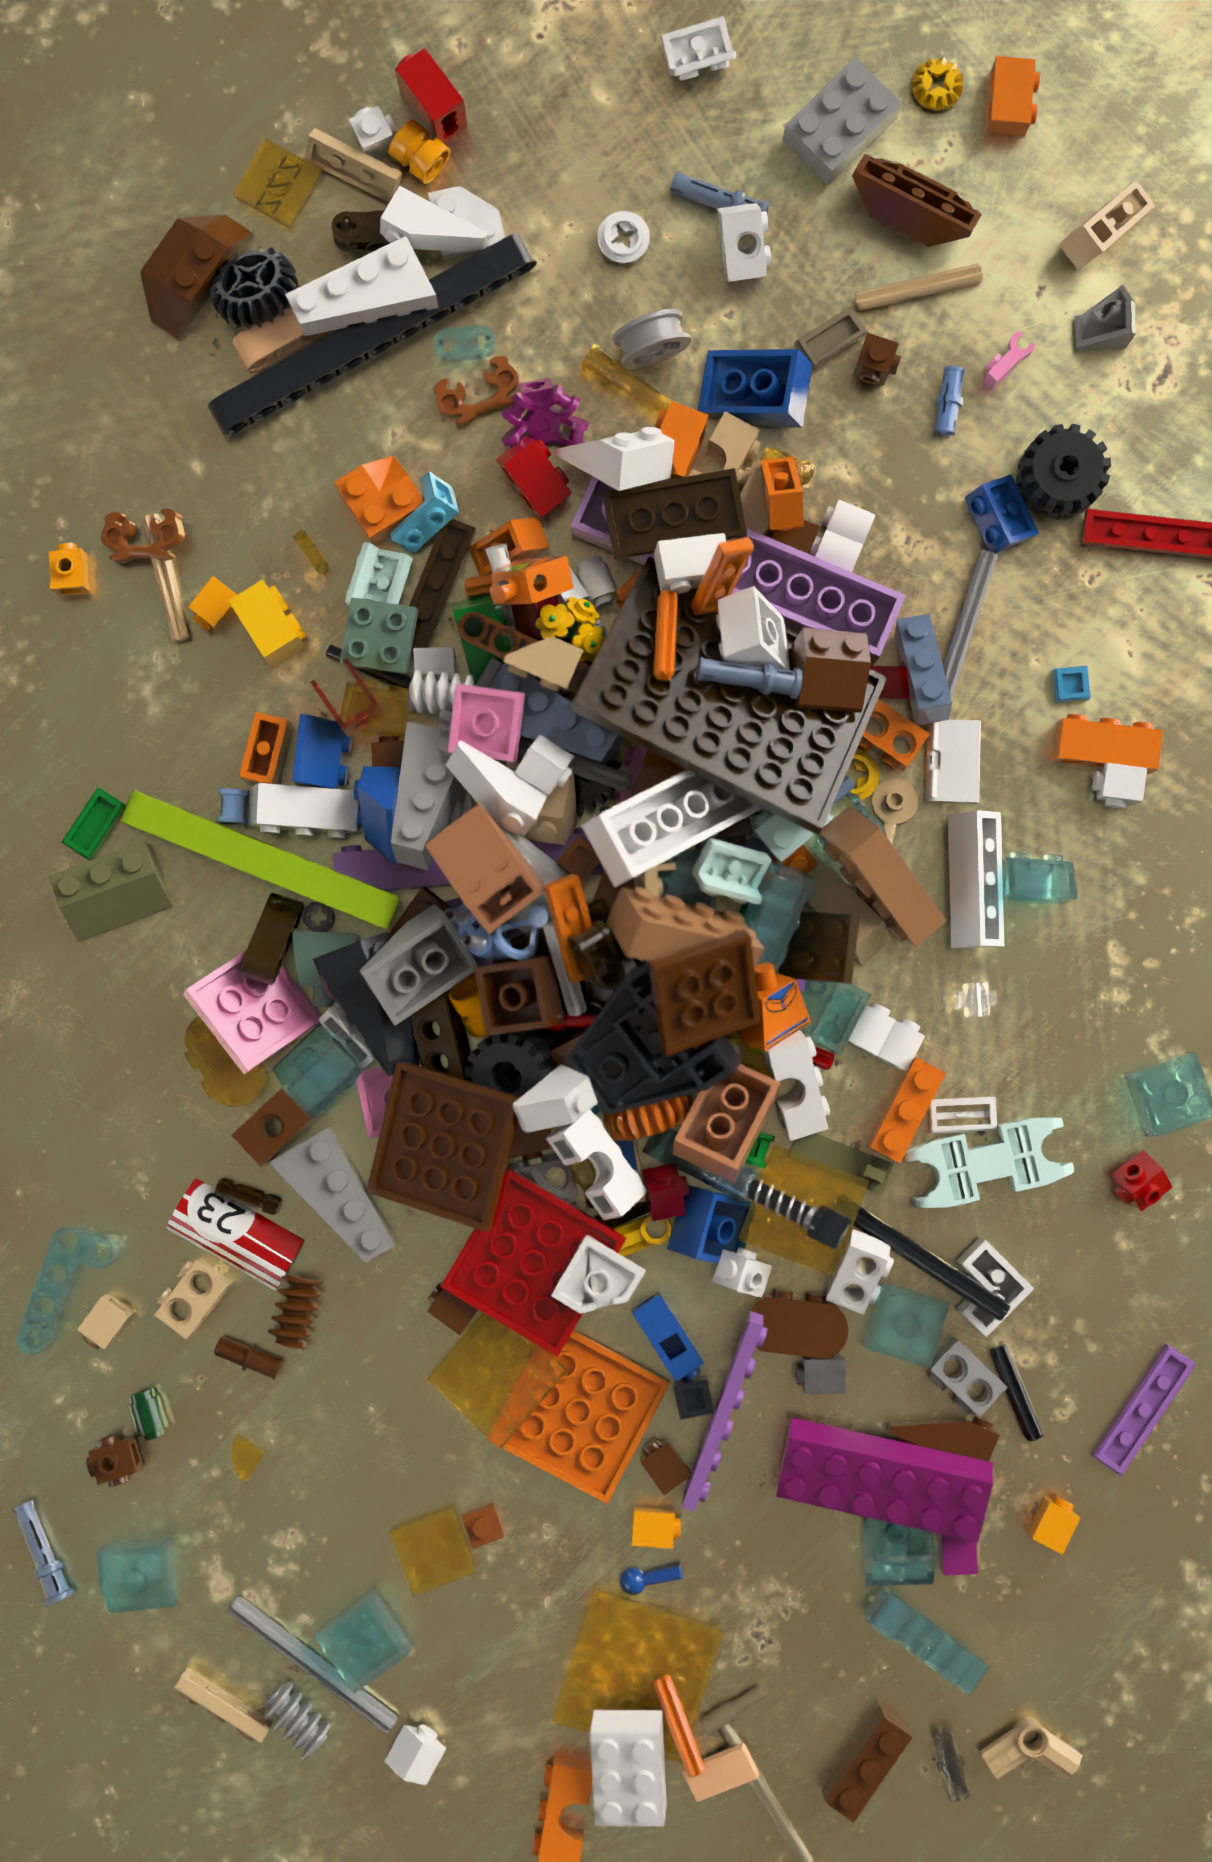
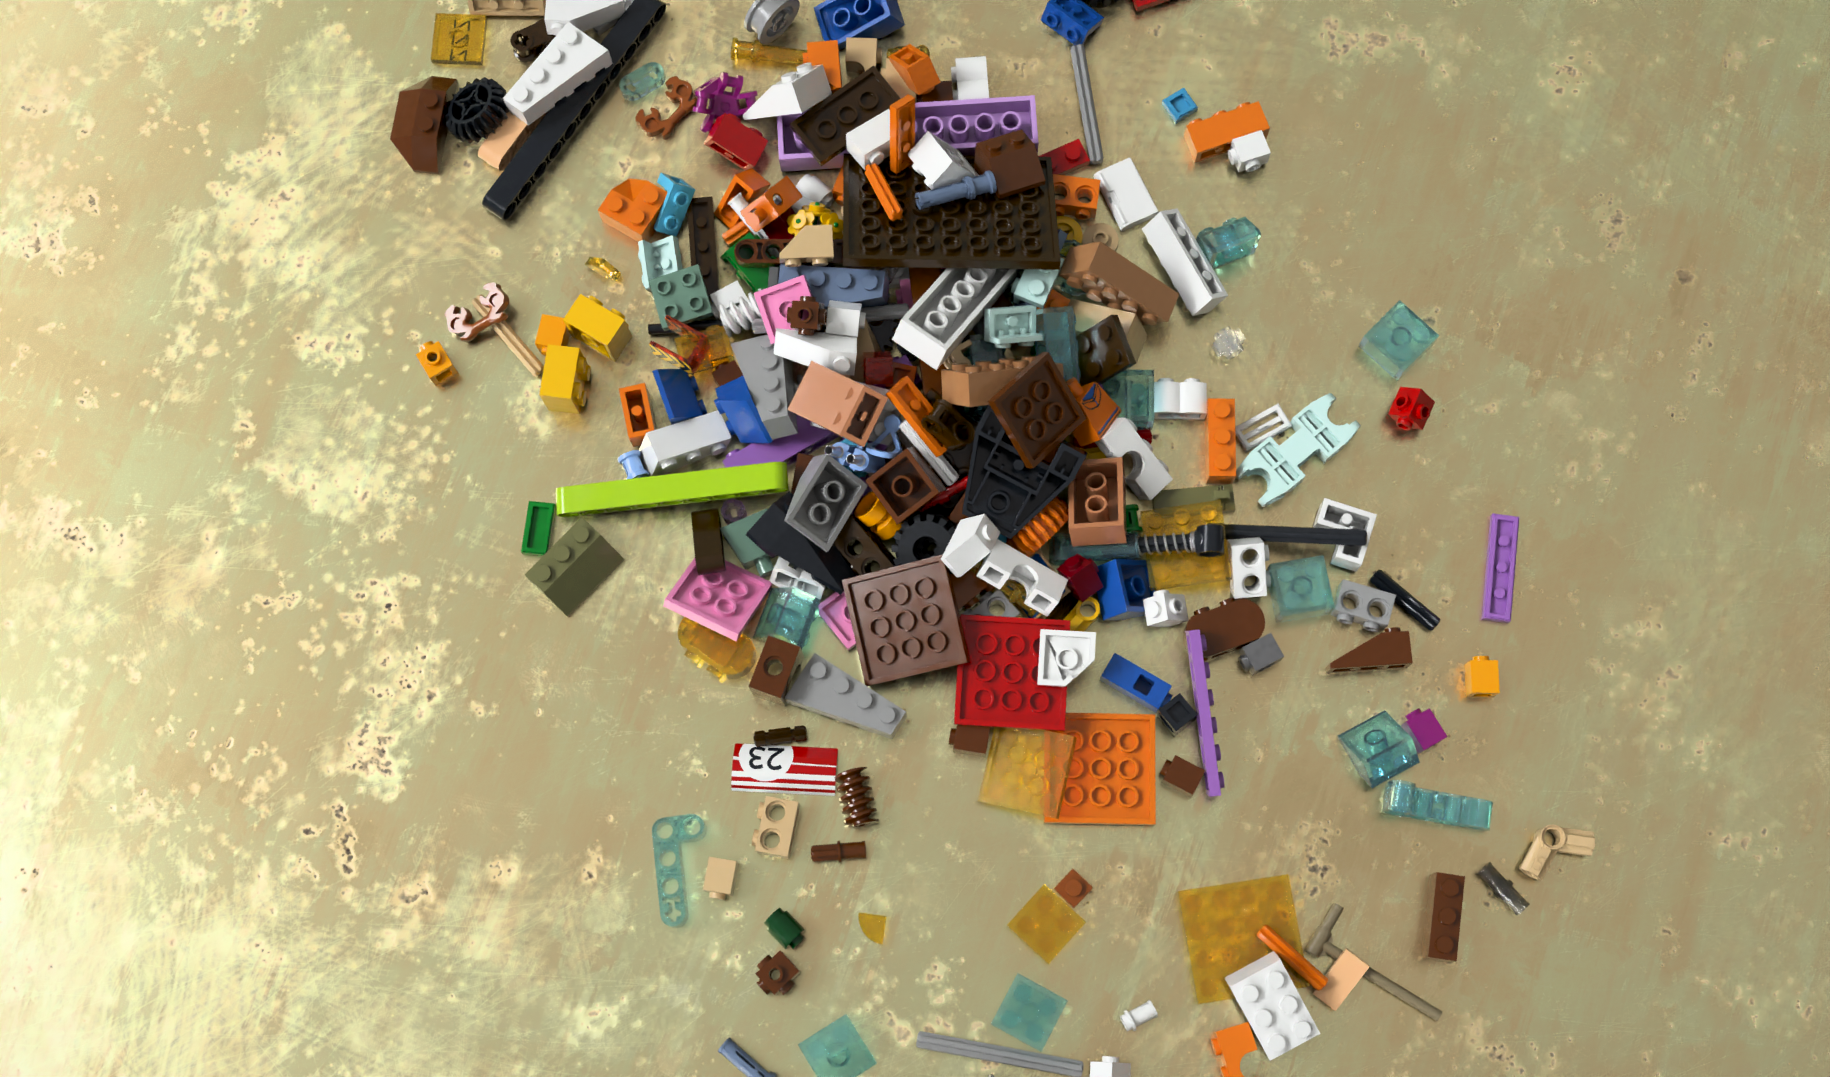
camera: 20 degrees left, 10 degrees down
(201, 667) = (564, 379): none -> yellow brick
(482, 1699) = (1138, 1016): none -> white pin
(510, 742) = (816, 318): none -> reddish brown brick
(555, 841) = (878, 368): none -> clear red brick
(634, 1580) = (1204, 873): blue bar -> none
(655, 1527) = (1198, 824): light orange brick -> none
(885, 1480) = (1345, 702): magenta brick -> none
(926, 675) = (1064, 129): sand blue arch -> none

